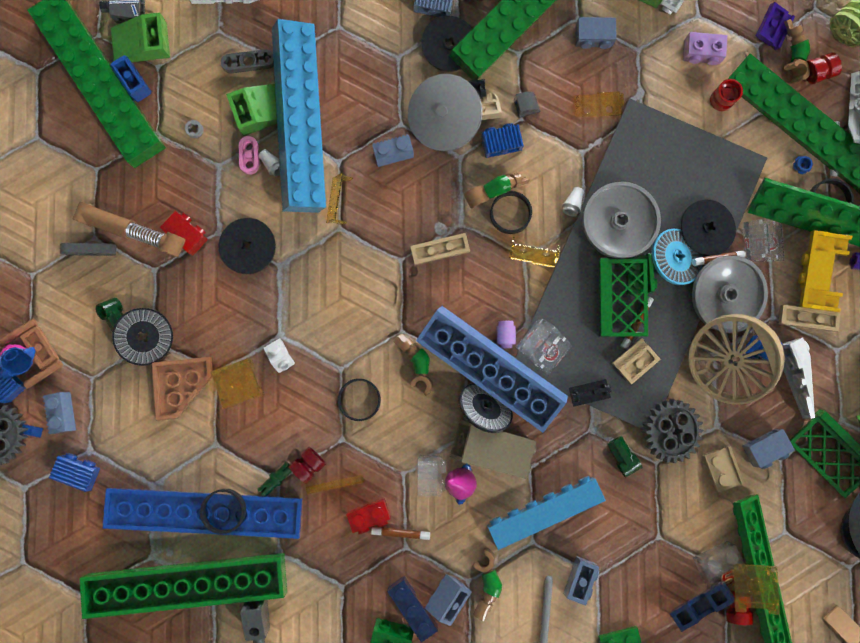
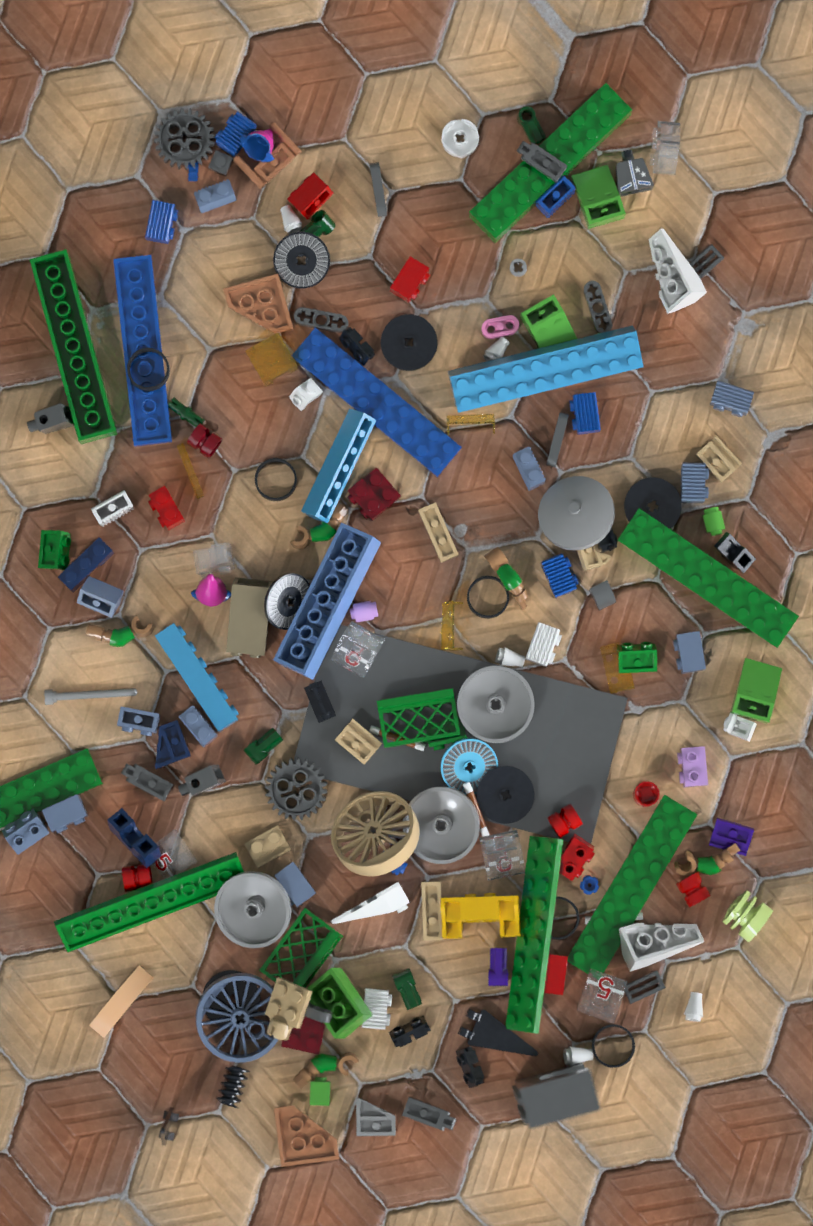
camera: 85 degrees right, 0 degrees up
(28, 401) = (220, 163): none -> dark grey plate
(57, 91) = (531, 127): none -> dark green piece
(61, 169) = (460, 127): none -> white plate
(79, 316) = (310, 195): none -> red brick
(89, 80) = (542, 160): none -> dark grey hinge
(100, 341) = (290, 220): none -> white cone
(128, 229) = (403, 225): medium nougat piece -> none
(207, 312) = (306, 322): none -> dark grey beam
(248, 292) = (362, 352): none -> black hinge
(299, 288) = (370, 395): none -> blue plate
(348, 89) = (585, 413): none -> blue brick
(357, 334) = (338, 465): none -> dark azure brick
(359, 572) = (112, 508): none -> white brick
(369, 120) = (557, 439): none -> dark grey beam
(391, 306) = (373, 494): none -> dark red plate
(400, 533) = (154, 542): dark orange bar -> none
(566, 167) = (542, 645): none -> white brick
(592, 81) = (637, 657): none -> green bracket
(595, 519) = (198, 726): none -> sand blue brick
(609, 550) = (171, 745): none -> dark blue wing
(642, 580) = (147, 781): none -> dark grey hinge
(652, 523) = (208, 778): none -> dark grey torso
(743, 173) = (564, 820): none -> red wheel
(756, 588) = (160, 880): clear yellow panel -> none
(777, 168) = (575, 856): none -> red brick
(788, 495) = (252, 909): none -> light grey dish

